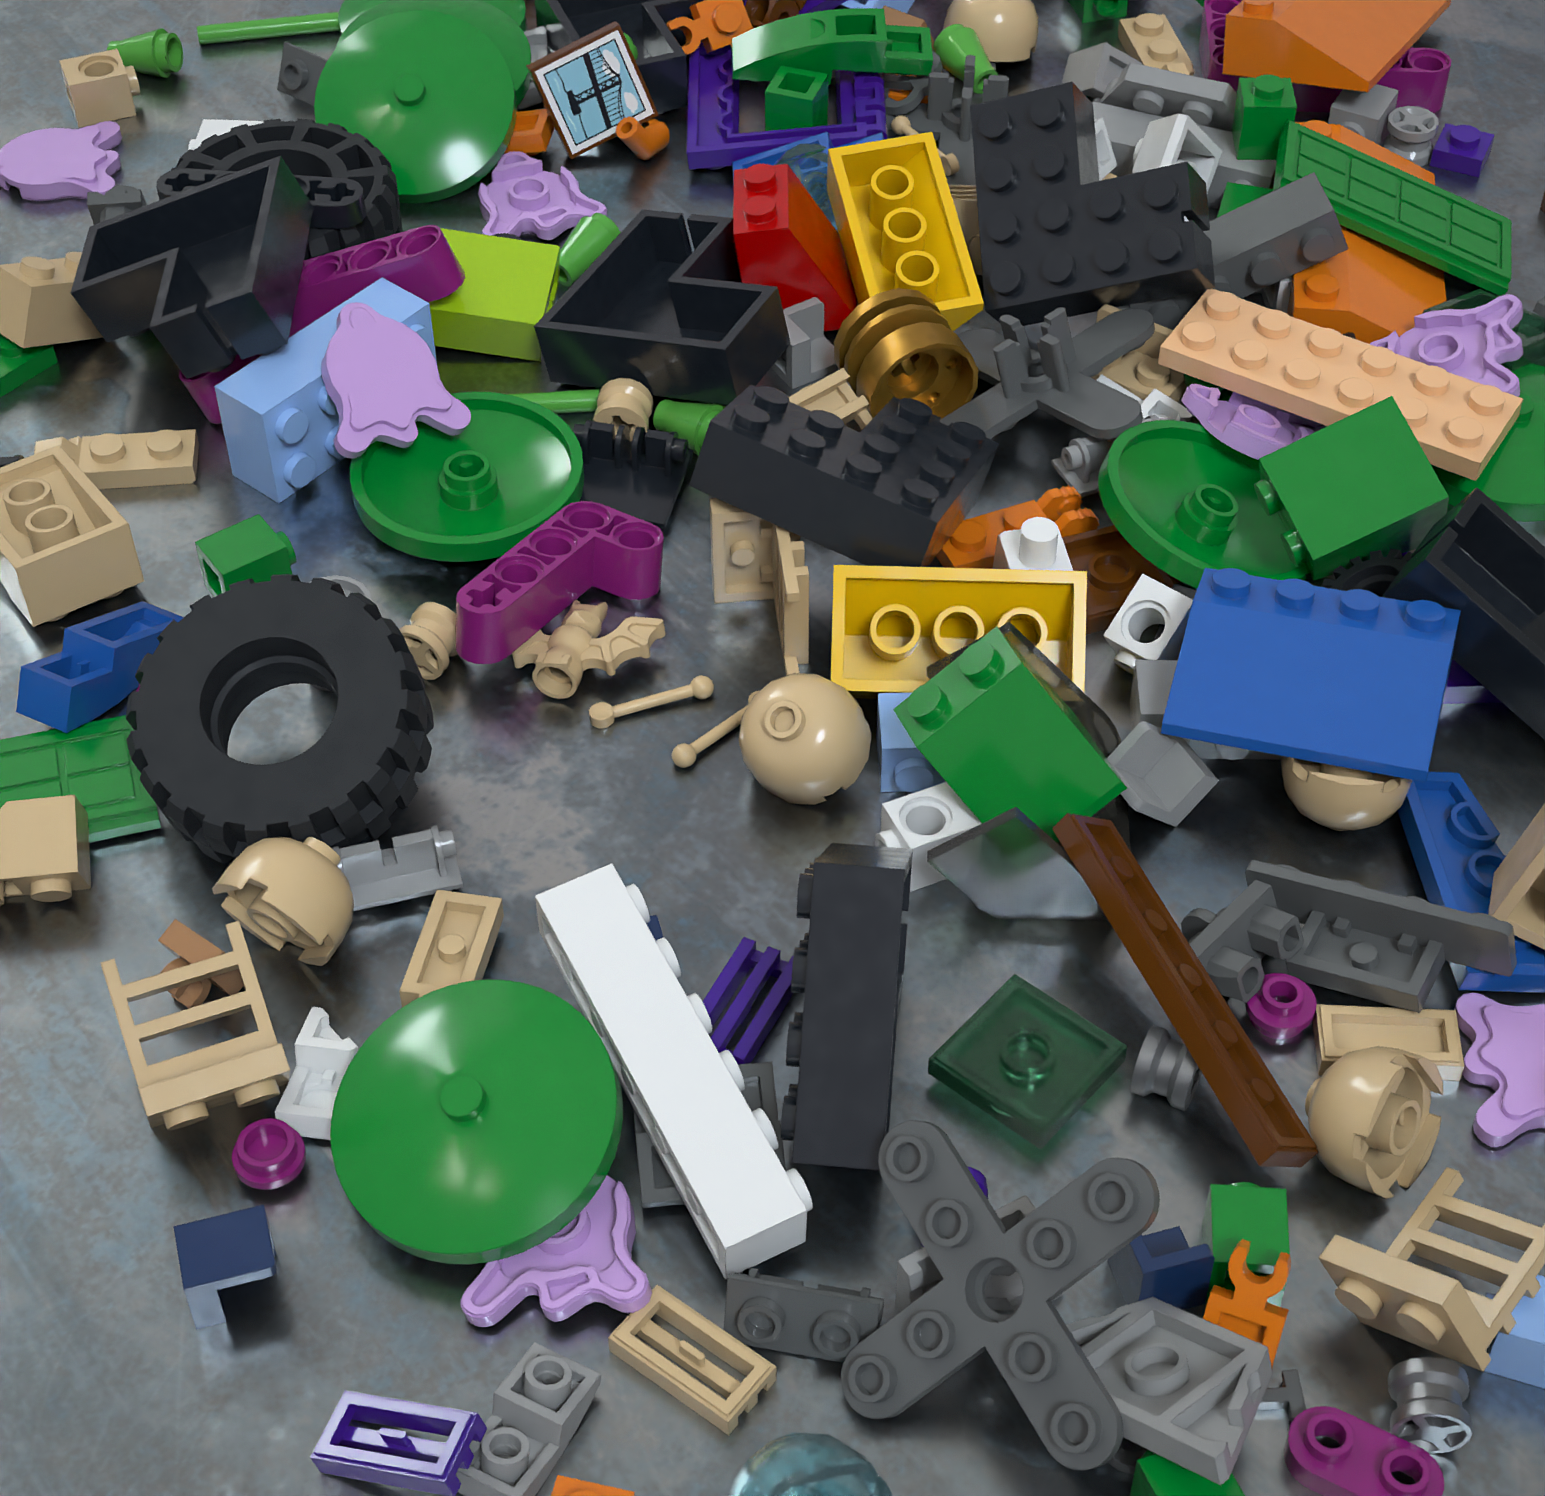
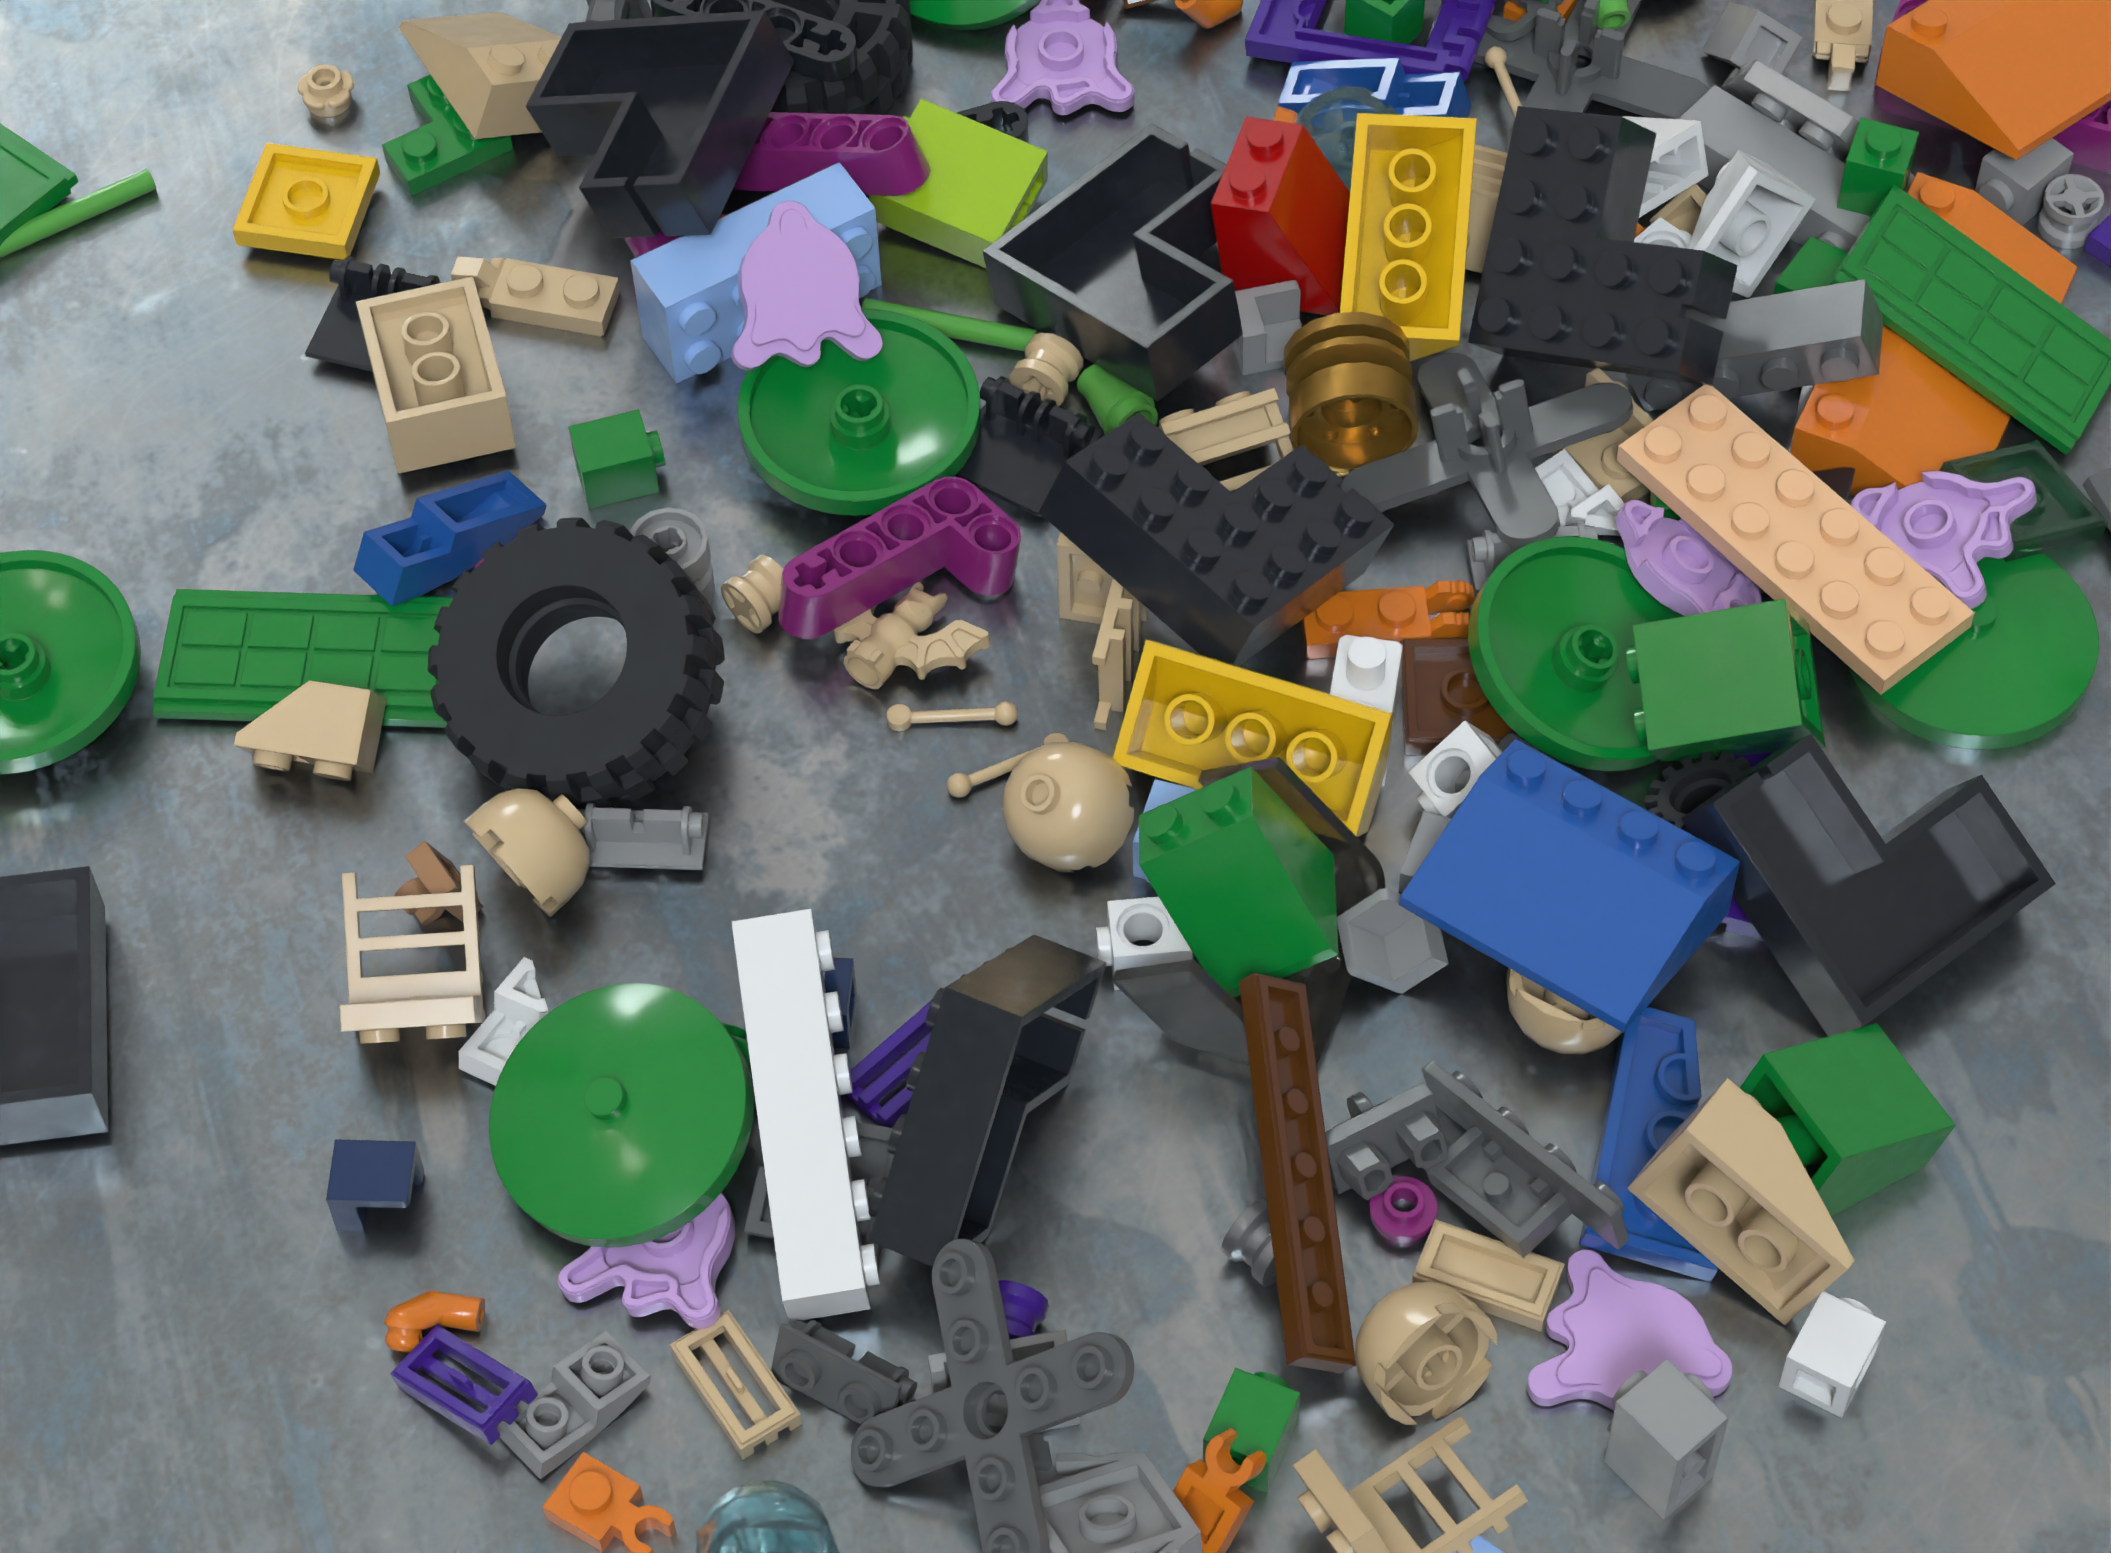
camera: 20 degrees right, 10 degrees up
(268, 1154) = (442, 1089): magenta plate -> none
(330, 1378) = (428, 1310): none -> orange arm
(452, 943) = (667, 934): tan plate -> none
(585, 245) = (1088, 143): bright green cone -> none
(1027, 1060) = (1141, 1196): clear green plate -> none
(1163, 1268) = (1167, 1425): dark blue panel -> none

